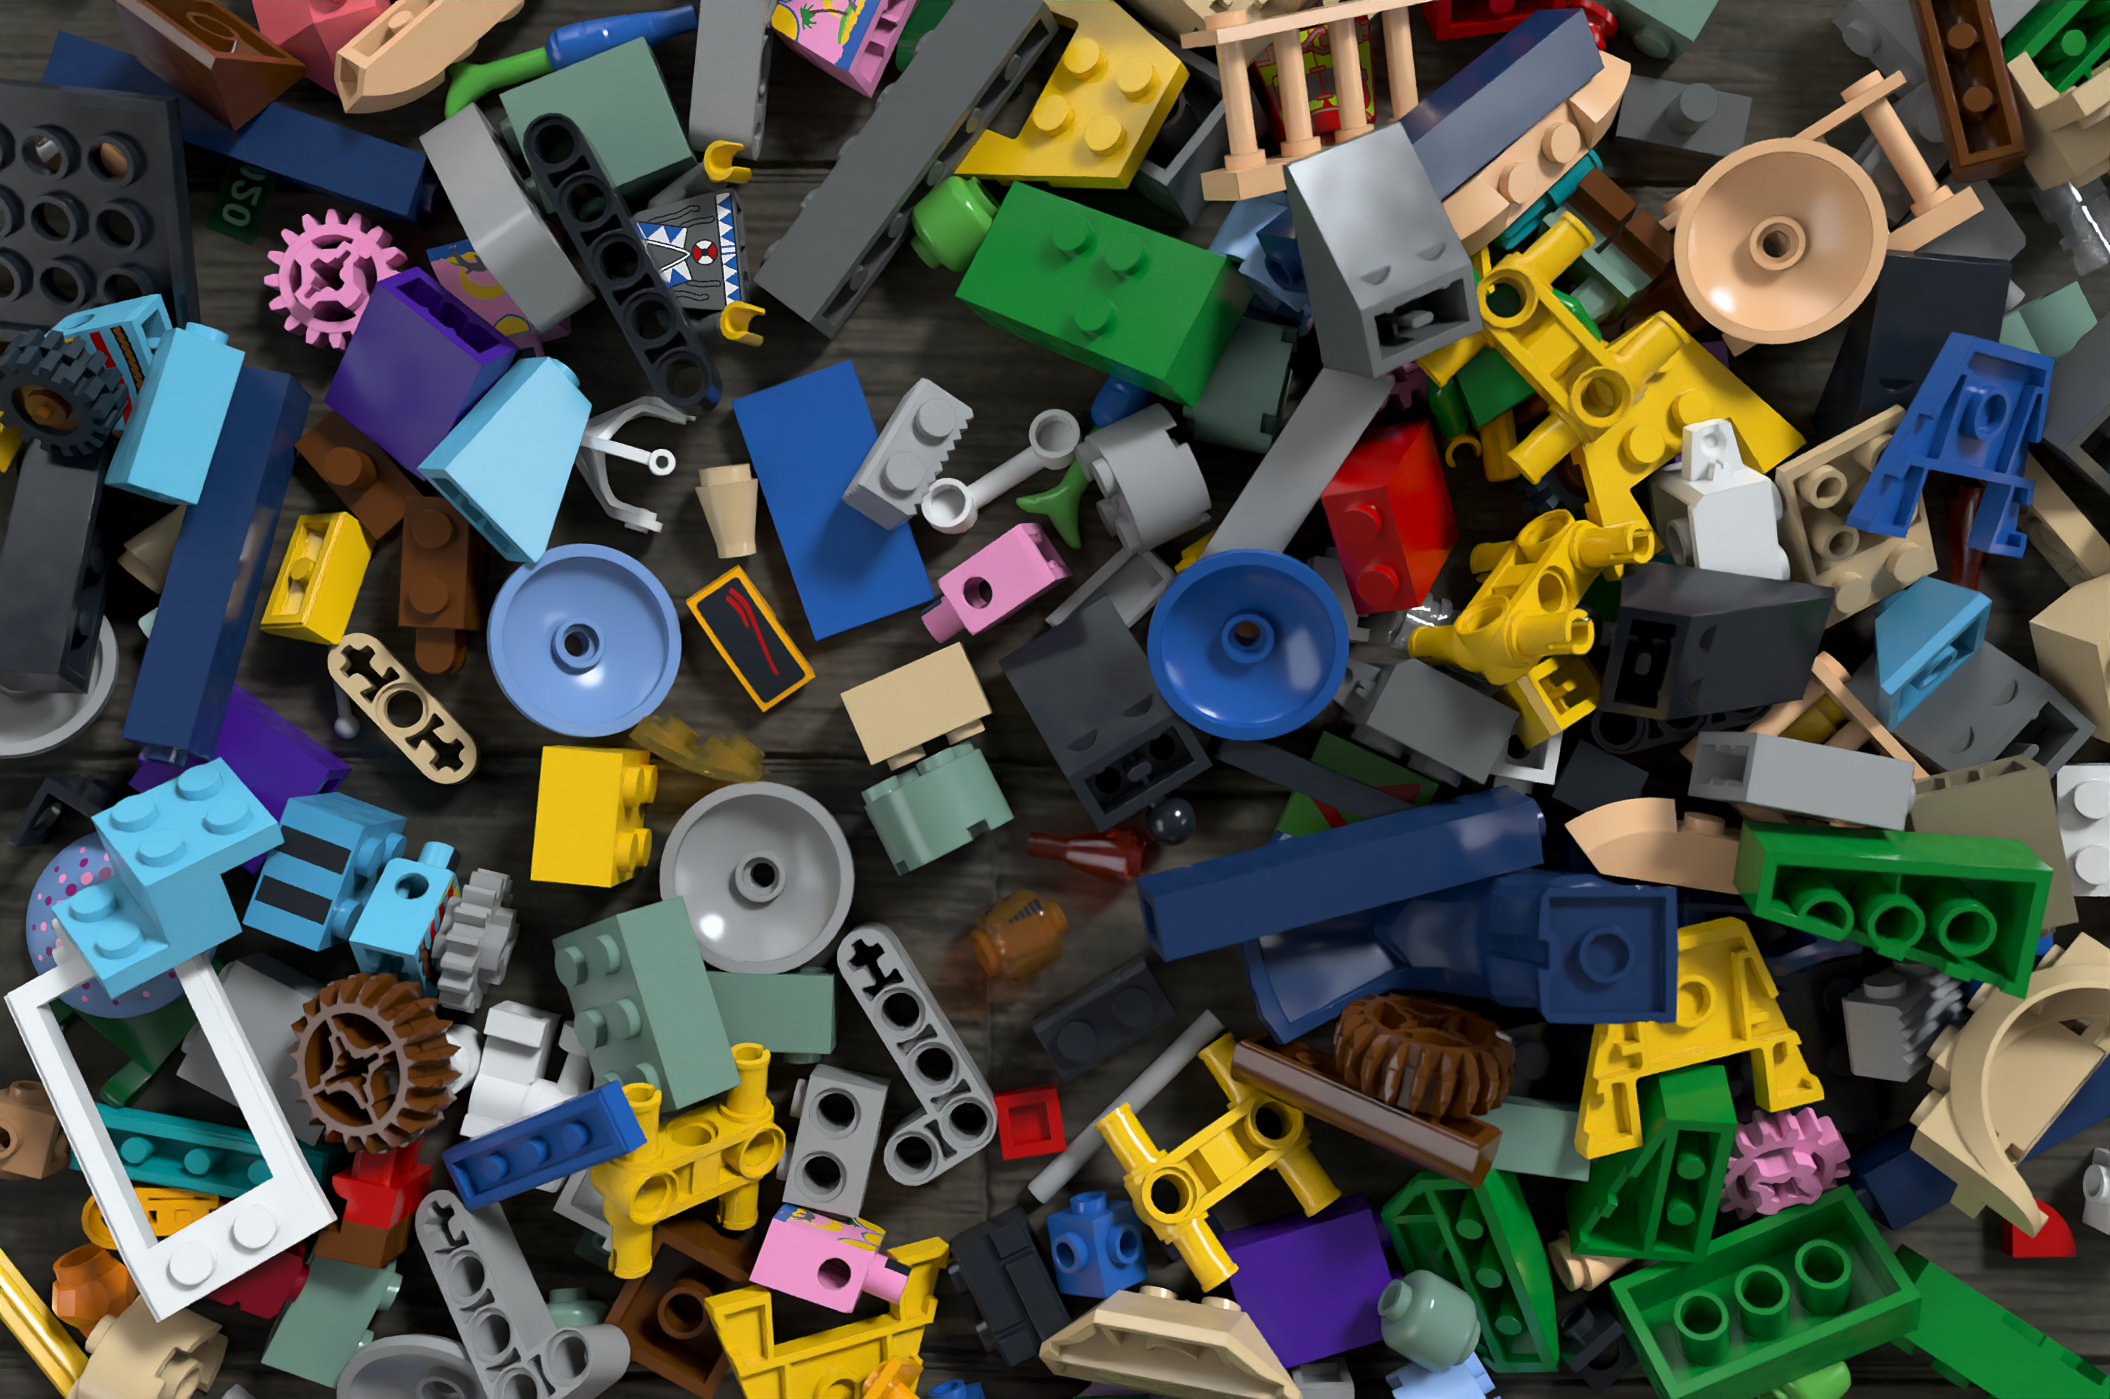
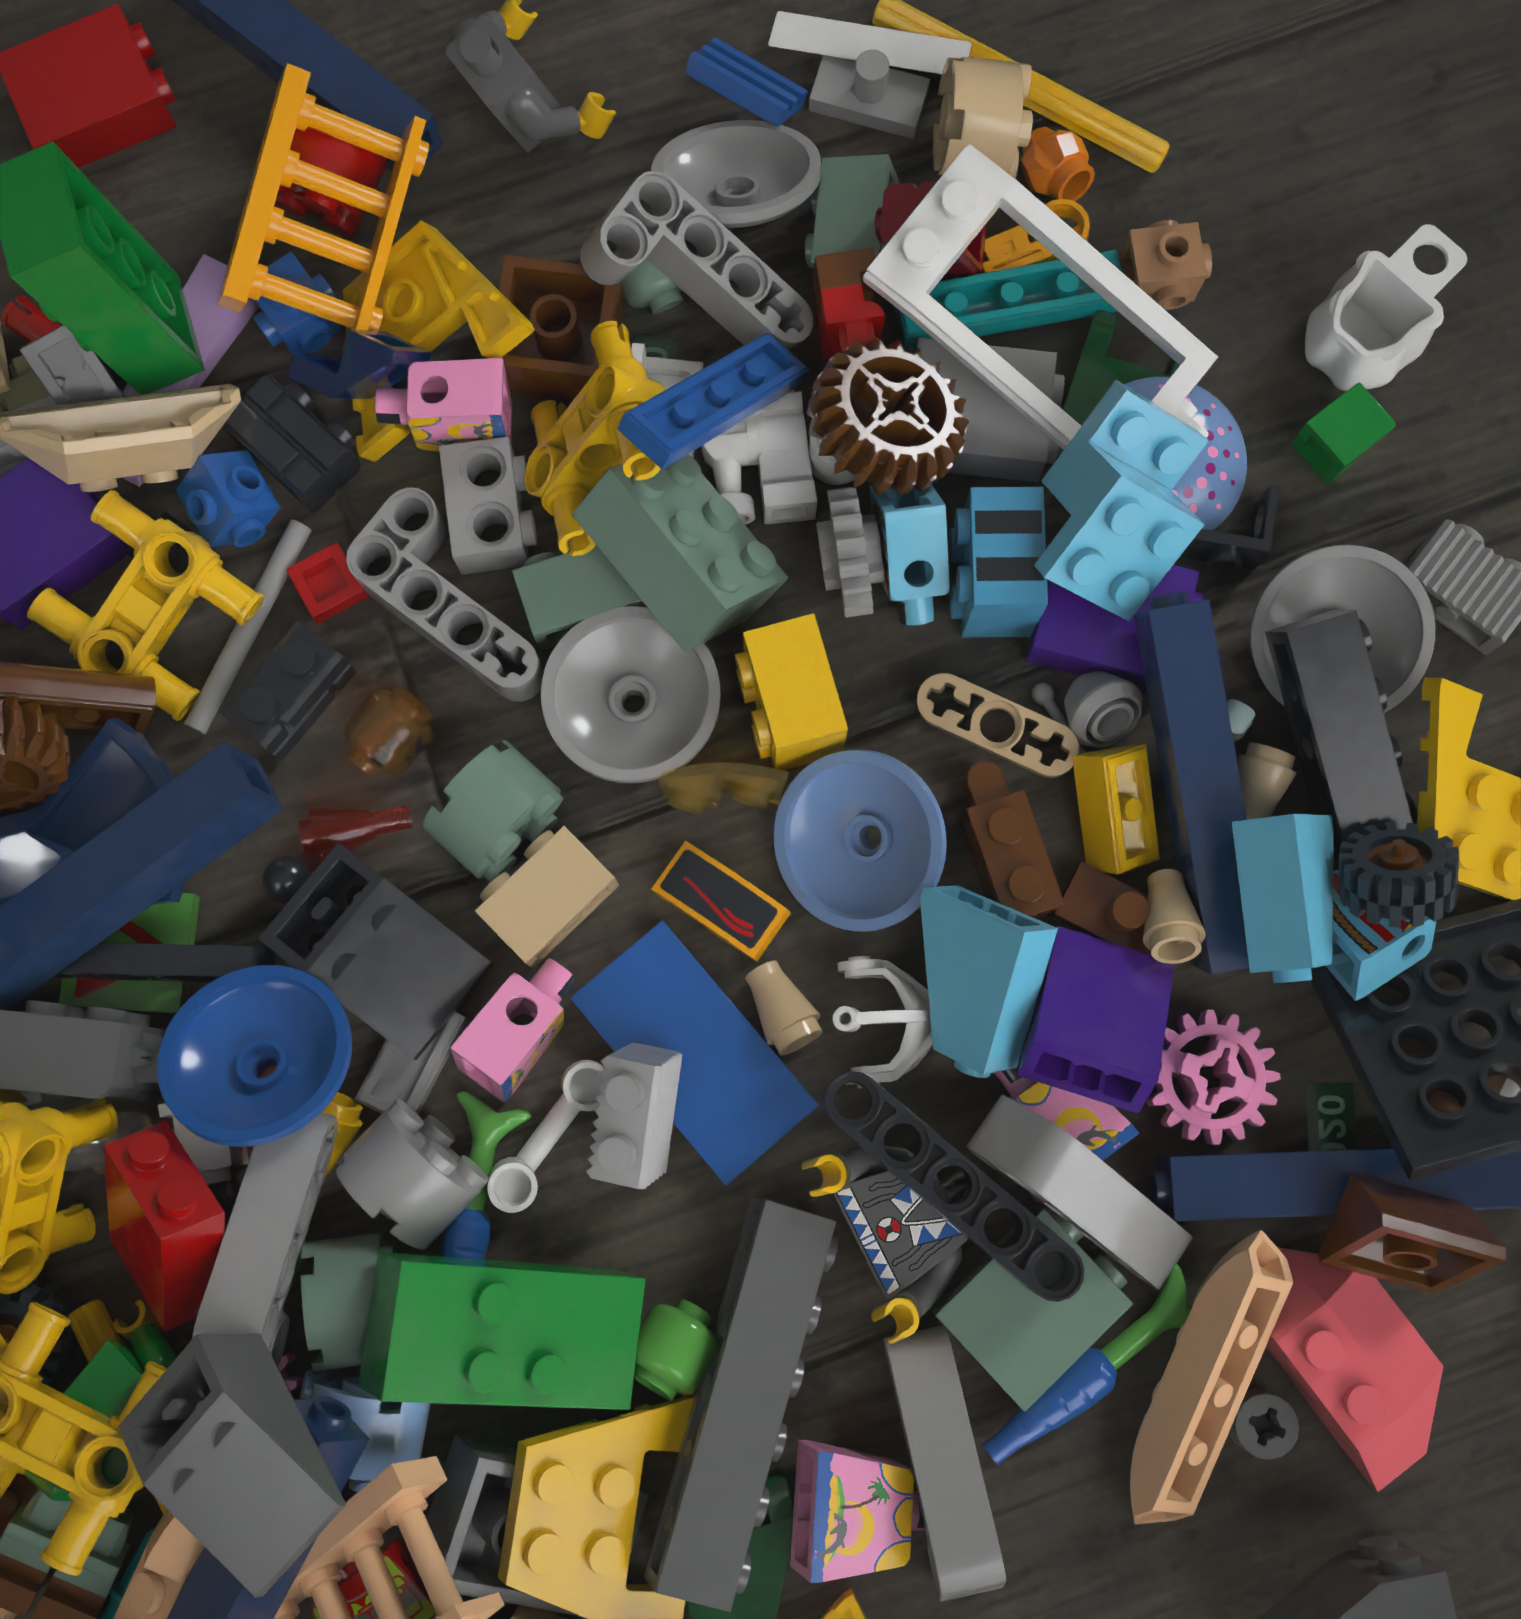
camera: 160 degrees right, 10 degrees down
(290, 685) = (1102, 708): none -> light grey cone
(306, 435) = (1173, 925): none -> tan cone
(892, 1333) = (367, 363): none -> clear blue slope

